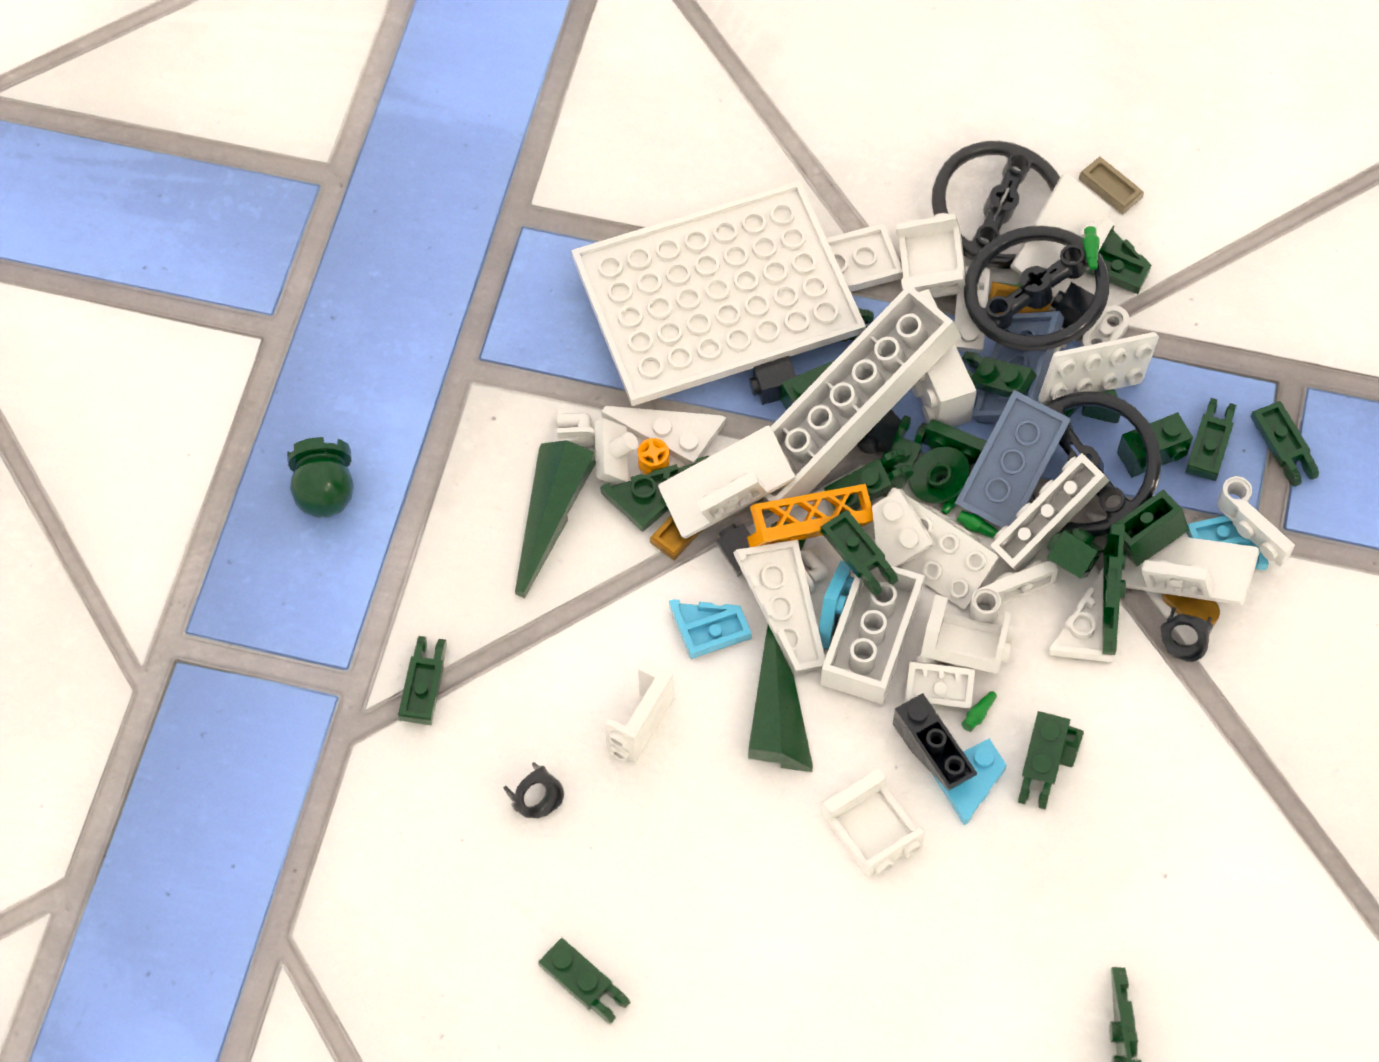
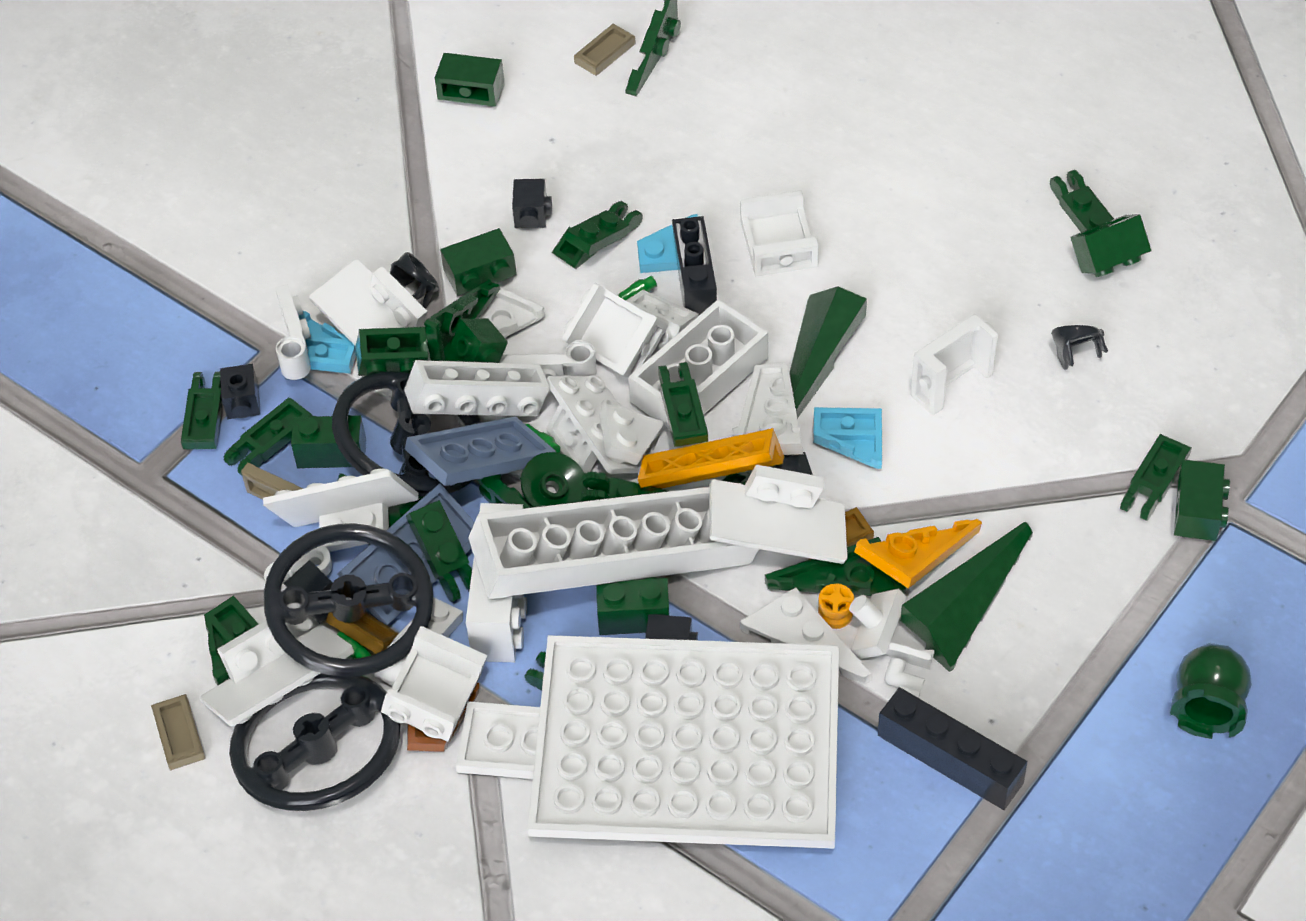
camera: 155 degrees left, 10 degrees down
(376, 658) = (1200, 500): none -> dark green brick
(514, 367) = (952, 748): none -> black brick
(539, 920) = (1111, 244): none -> dark green brick
(605, 513) = (916, 552): none -> light orange wing
(834, 602) = (724, 394): medium azure wing -> none
(1091, 246) = (269, 594): green piece -> none
(1132, 767) = (530, 203): none -> black brick
(1138, 672) = (478, 260): none -> dark green brick
(1171, 388) = (264, 484): none -> dark tan tile
(1178, 1017) = (604, 49): none -> dark tan tile
(1265, 466) = (240, 391): none -> black brick
(1287, 899) = (469, 79): none -> dark green brick

